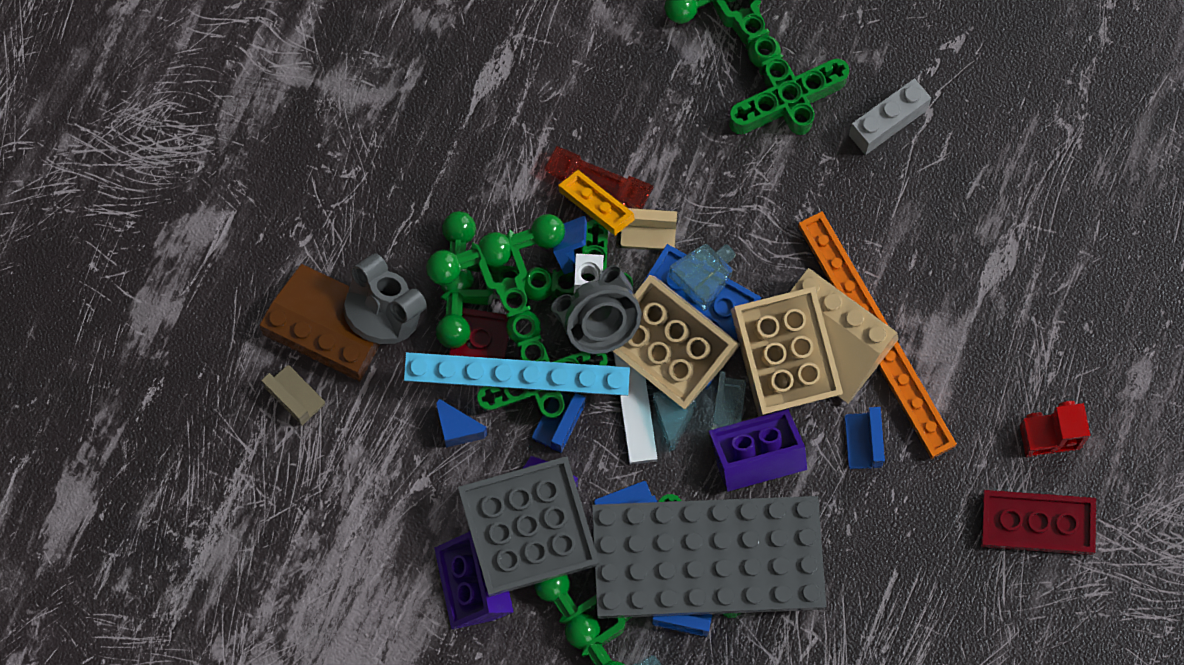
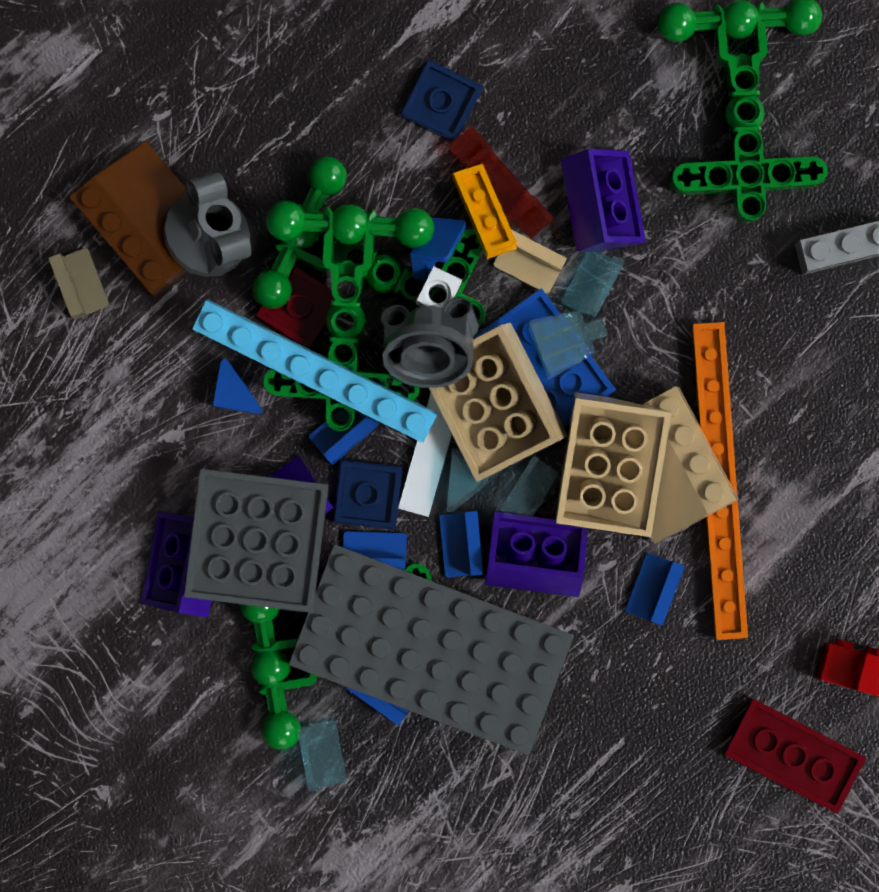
camera: 25 degrees right, 15 degrees up
(523, 139) = (441, 101): none -> dark blue tile
(600, 463) = (367, 494): none -> dark blue tile
(684, 159) = (602, 200): none -> dark purple slope
(694, 469) = (461, 544): none -> blue panel
(705, 223) = (592, 283): none -> clear light blue panel

